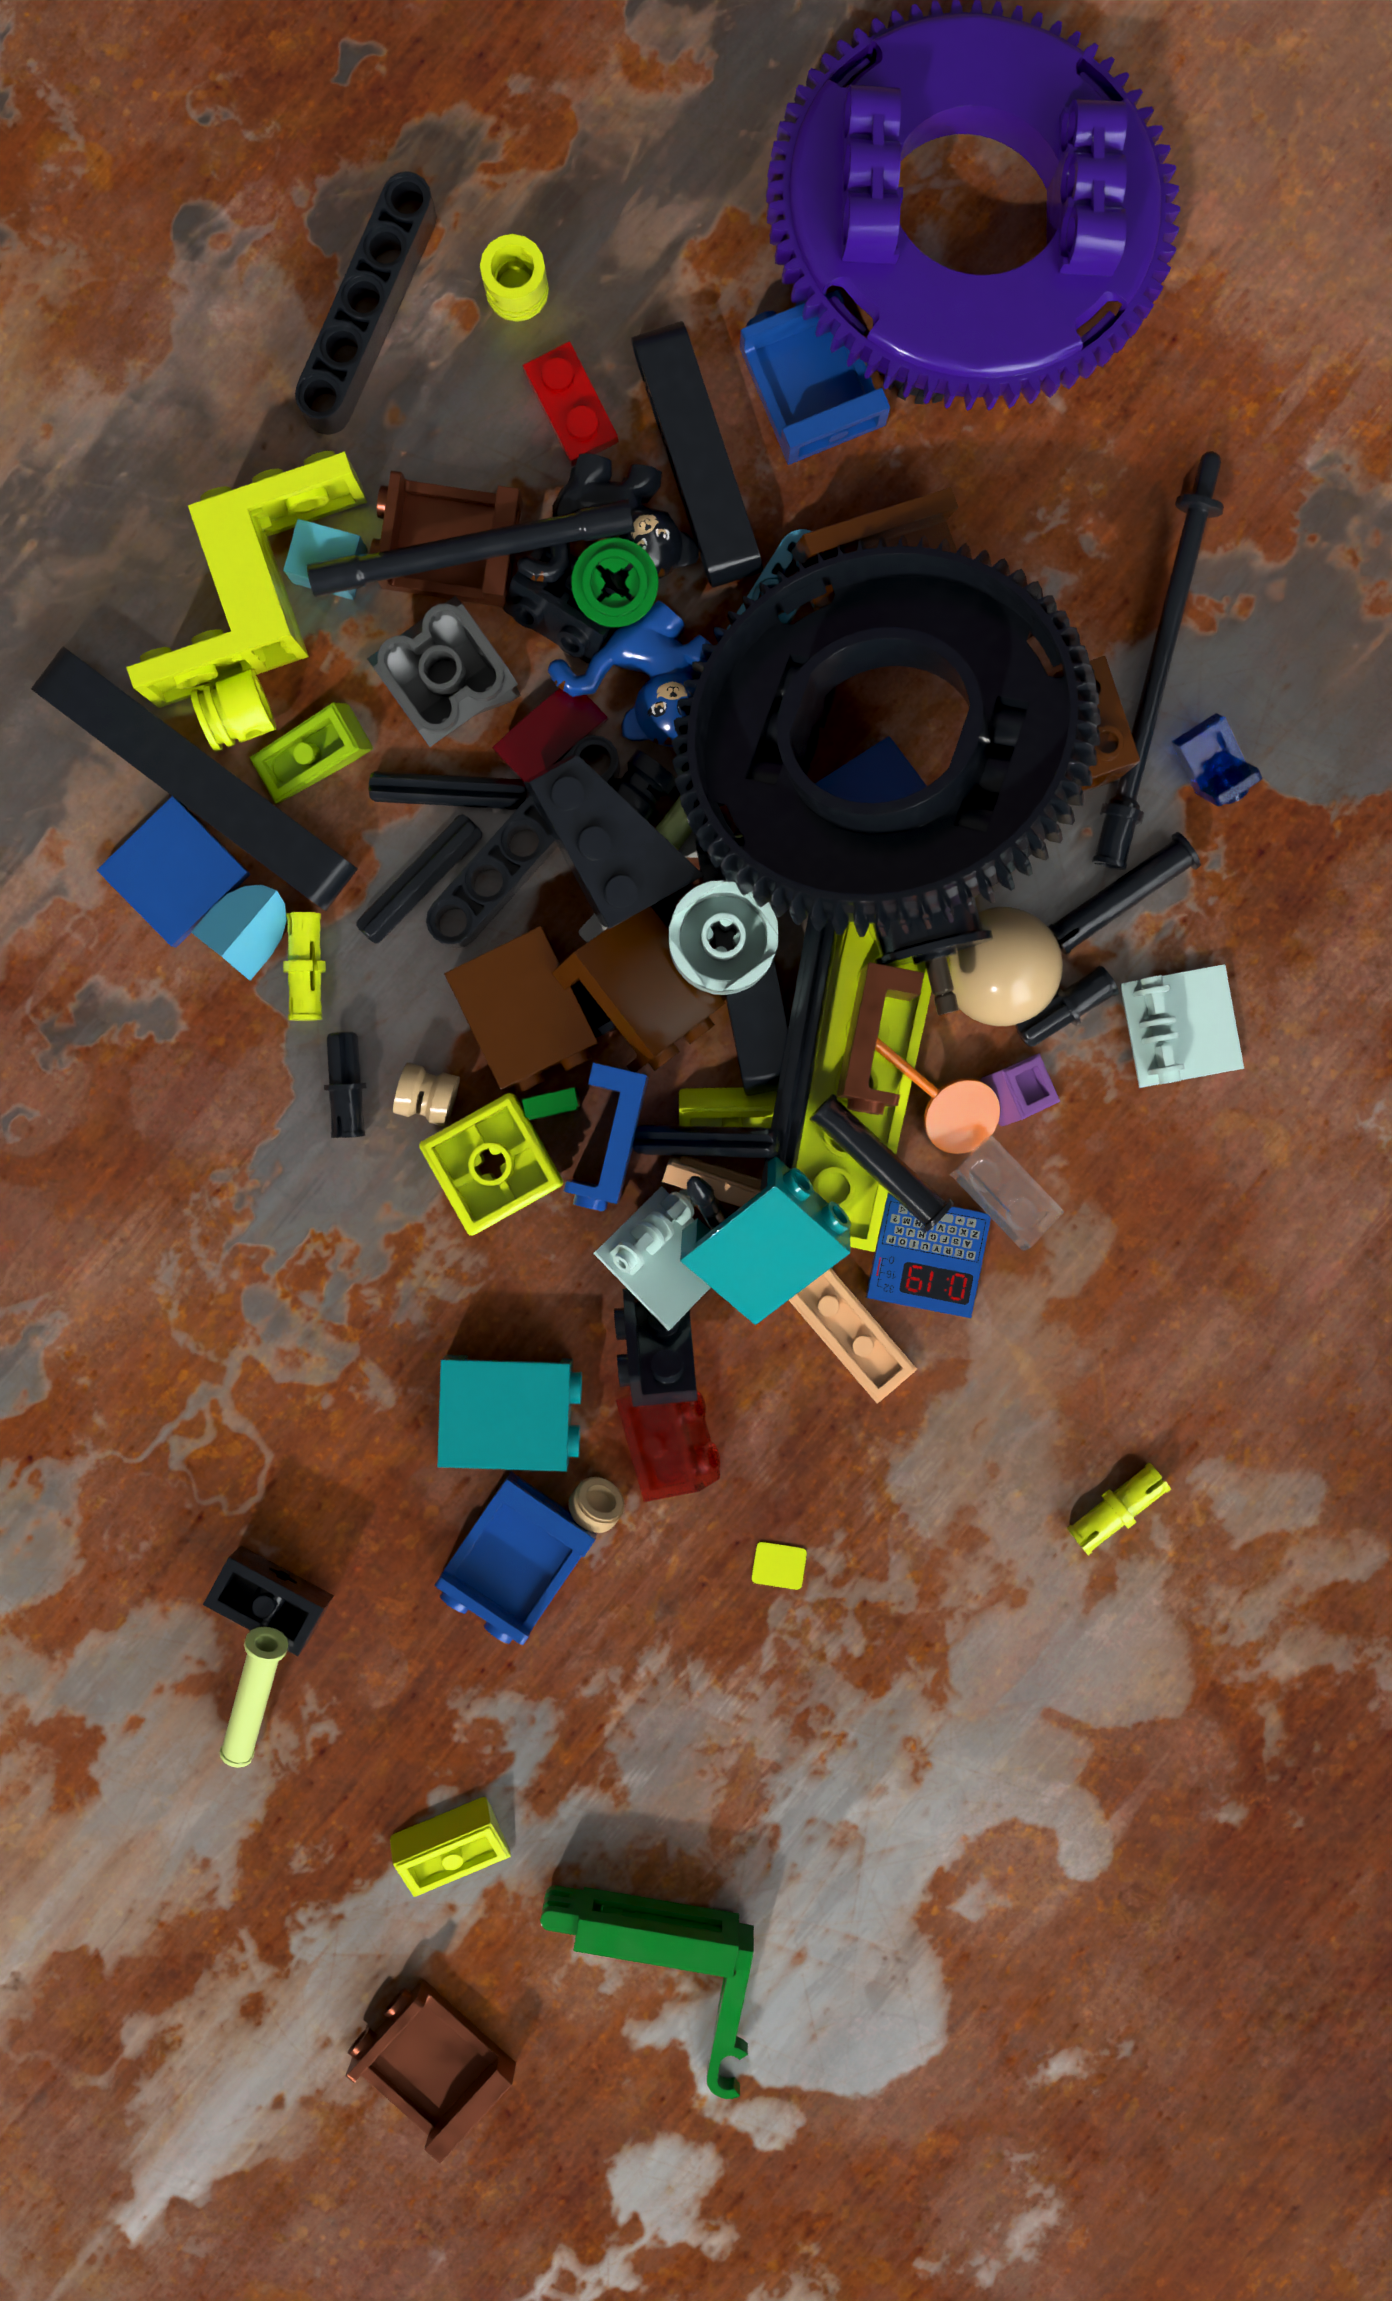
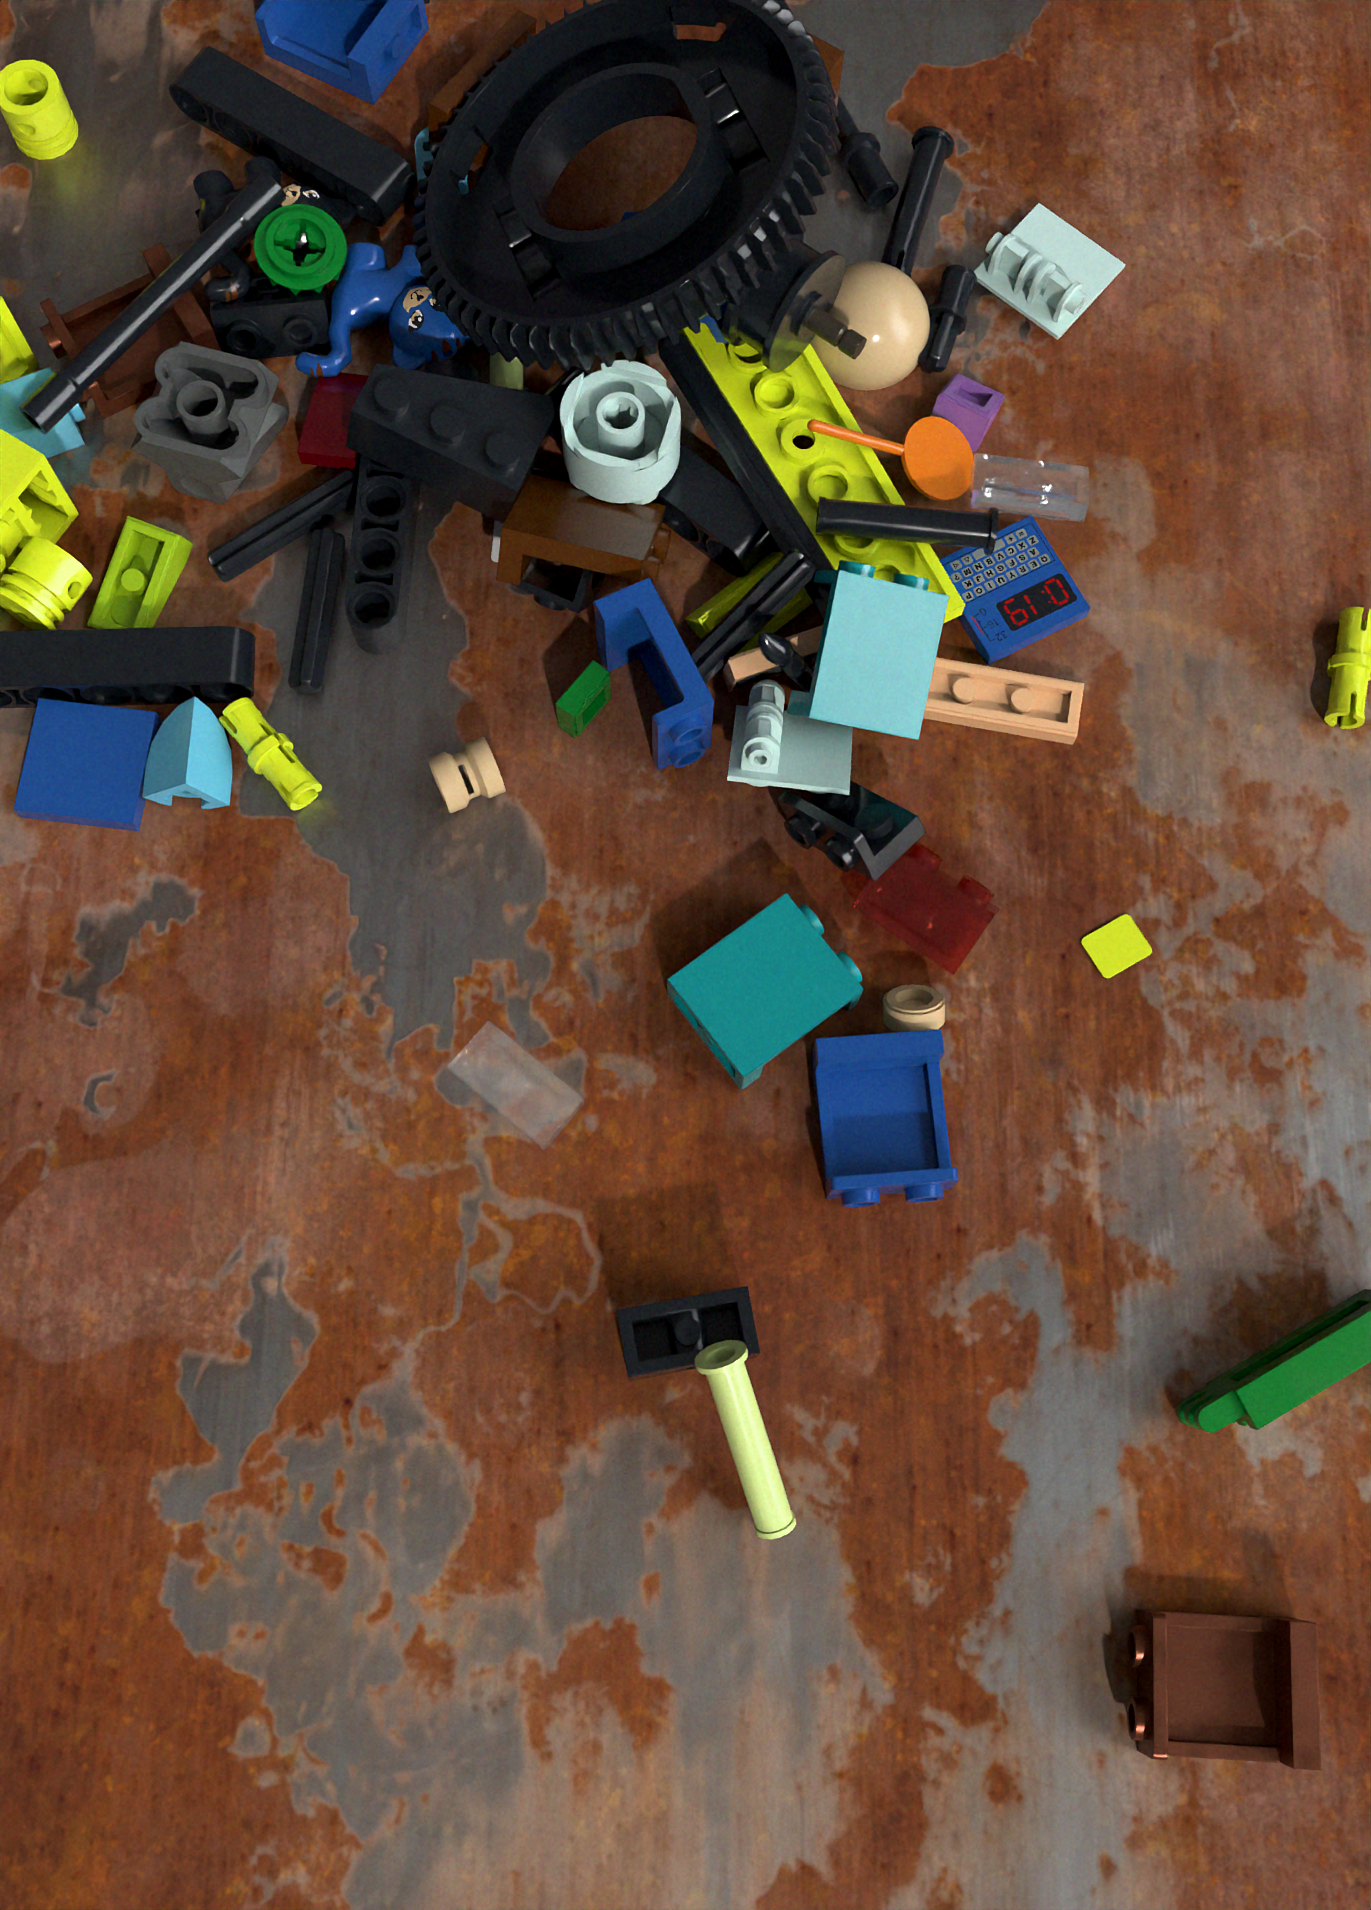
camera: 40 degrees left, 15 degrees down
(291, 1342) = (516, 1085): none -> clear plate
(345, 1085) = (386, 824): black axle -> none
(448, 1846) = (1051, 1449): neon yellow slope -> none
(458, 1153) = (556, 754): neon yellow brick -> none
(522, 1011) = (496, 640): reddish brown panel -> none
(570, 402) = (151, 174): red plate -> none
(874, 985) = (832, 455): copper panel -> none
(1215, 762) = (895, 67): clear blue bracket -> none

